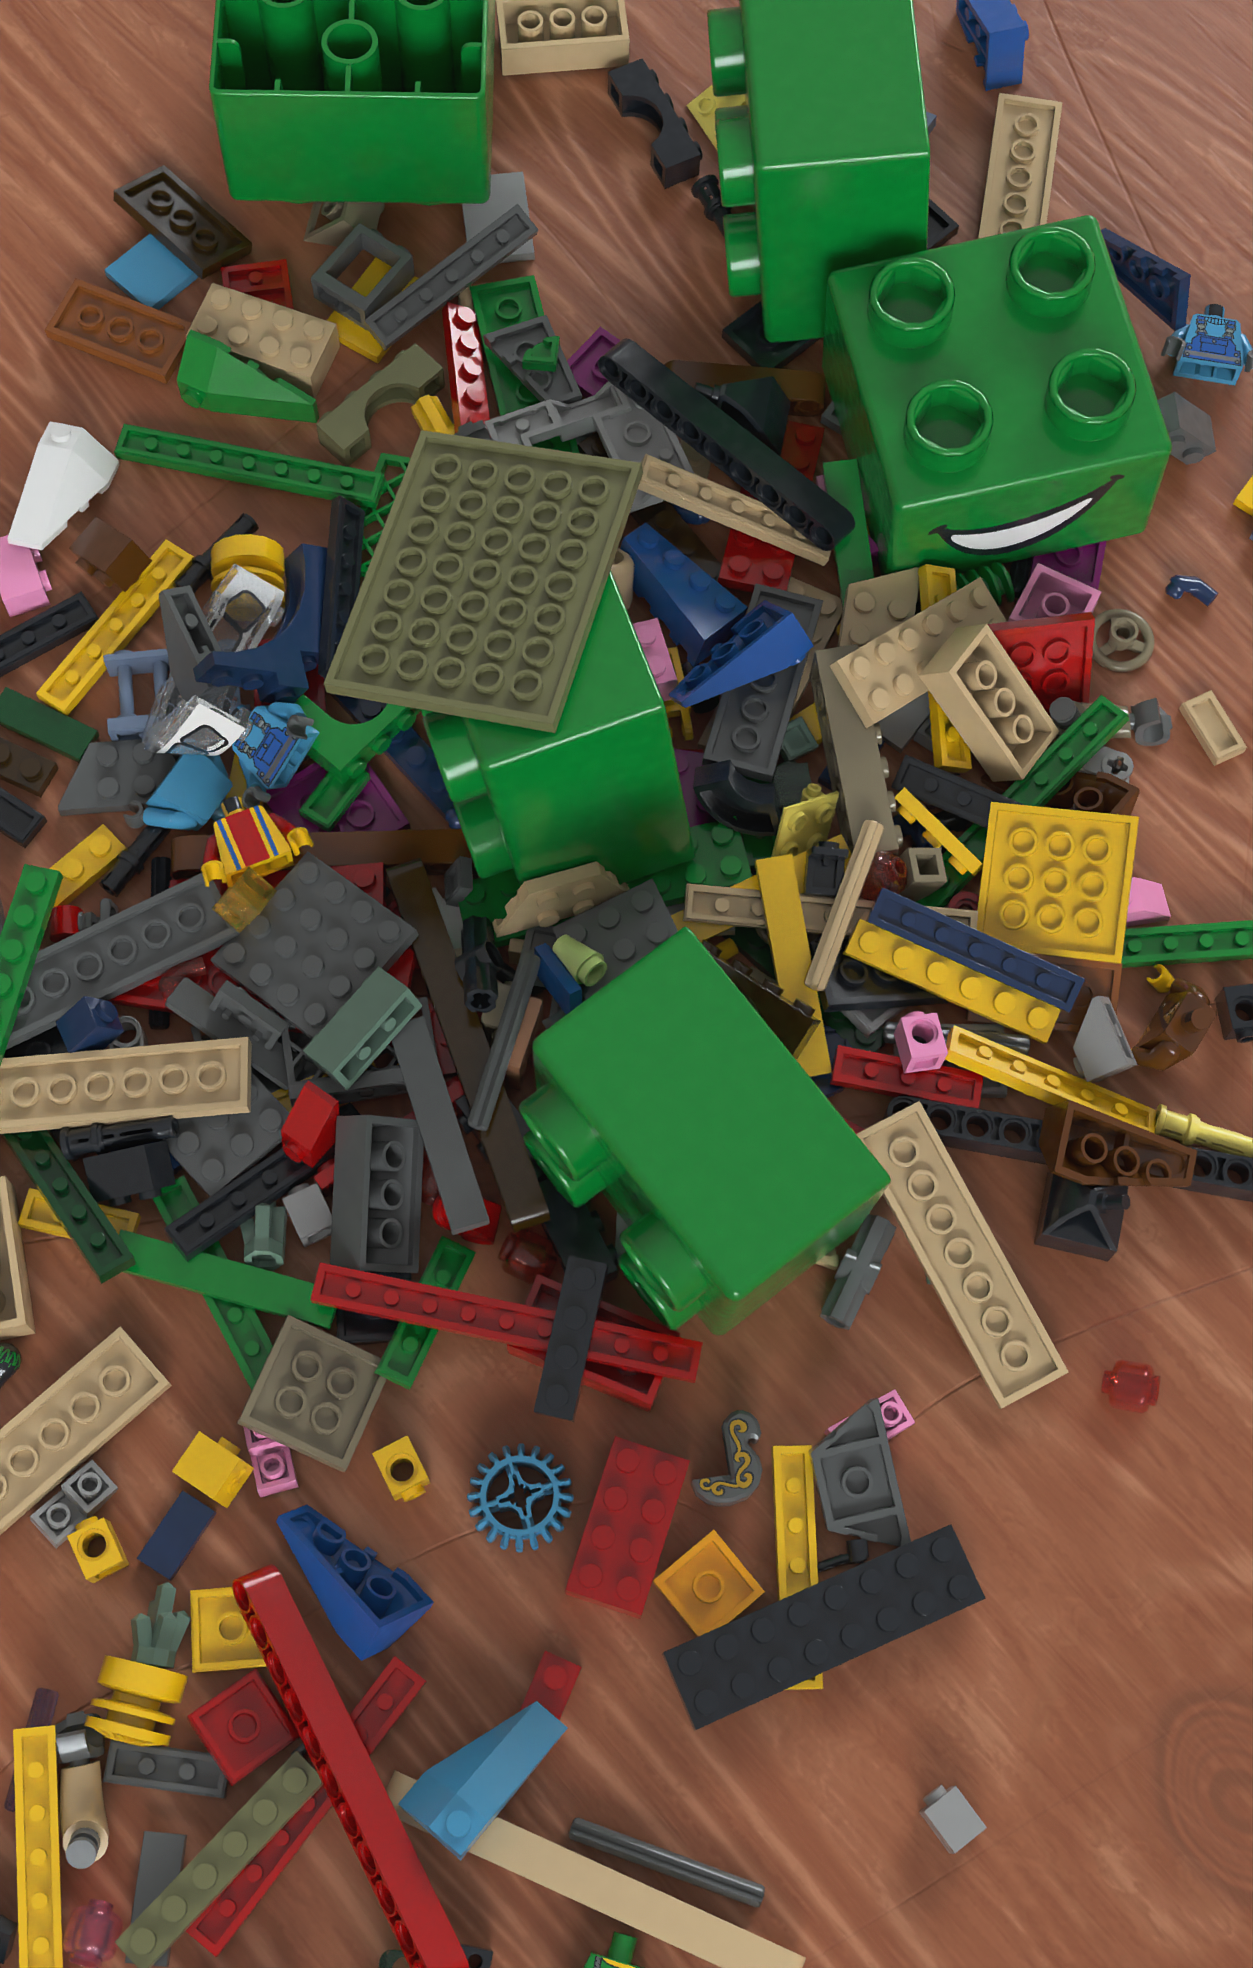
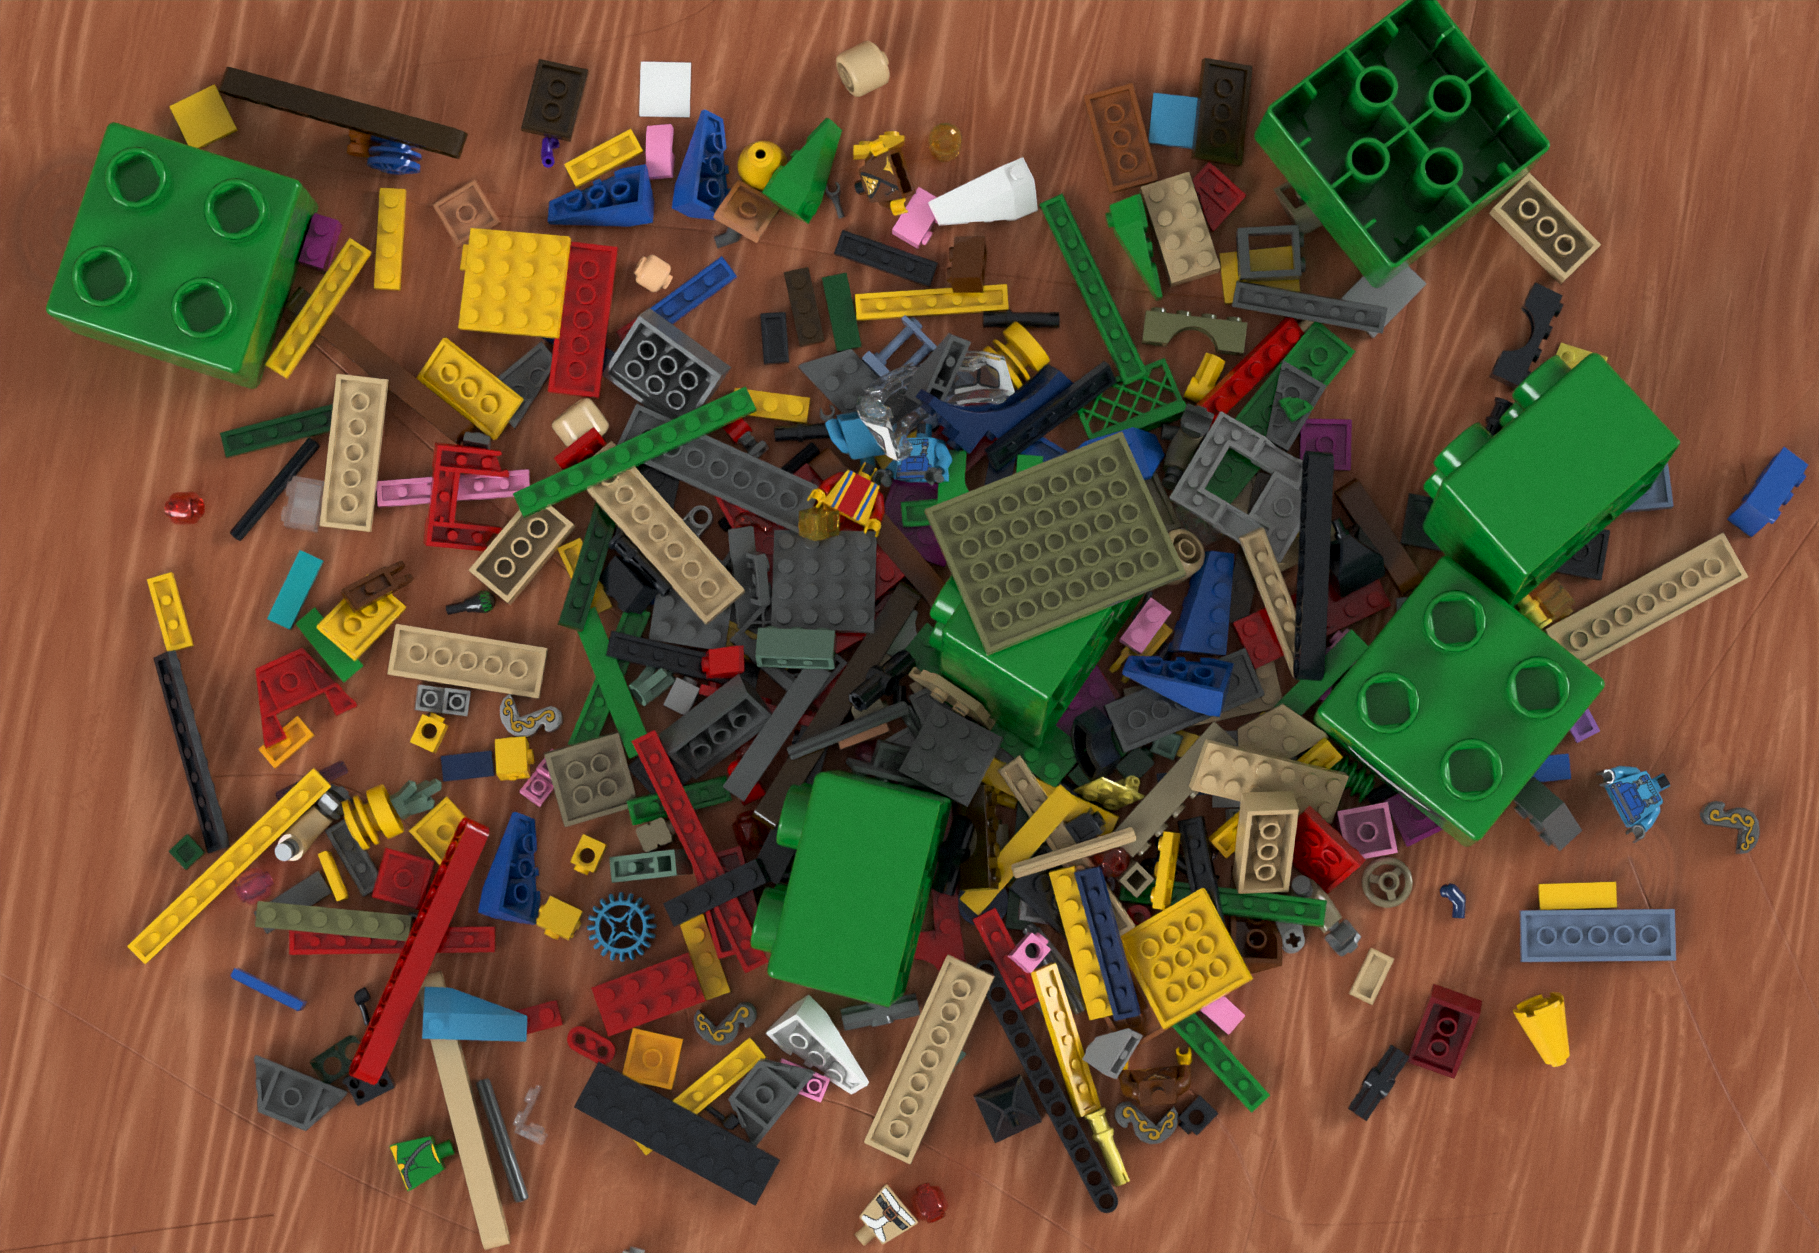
camera: 55 degrees right, 15 degrees up
(89, 1025) = (687, 497): dark blue brick -> none
(166, 1815) = (333, 876): none -> yellow tile
(190, 1416) = (530, 723): none -> light grey animal
(345, 1905) = (361, 997): none -> black hand
(444, 1365) = (657, 833): none -> dark tan brick
(450, 1566) = (559, 919): none -> yellow head
(461, 875) = (924, 625): dark grey tile -> none
(475, 1405) = (650, 865): none -> sand green slope
(558, 979) = (905, 731): blue tile -> none
(580, 960) = (923, 736): yellowish green cone -> none
(611, 1418) = (704, 957): none -> yellow plate
(633, 1649) = (592, 1043): none -> red plate
(686, 1809) = (533, 1131): none -> clear bracket
(832, 1371) = (813, 1037): none -> white wedge
(1110, 1152) = (1041, 1097): reddish brown wedge -> none
(1111, 1452) = (885, 1217): none -> torso
(1150, 279) = (1646, 721): dark blue wing -> none
(1211, 1079) = (1143, 1127): none -> dark grey animal

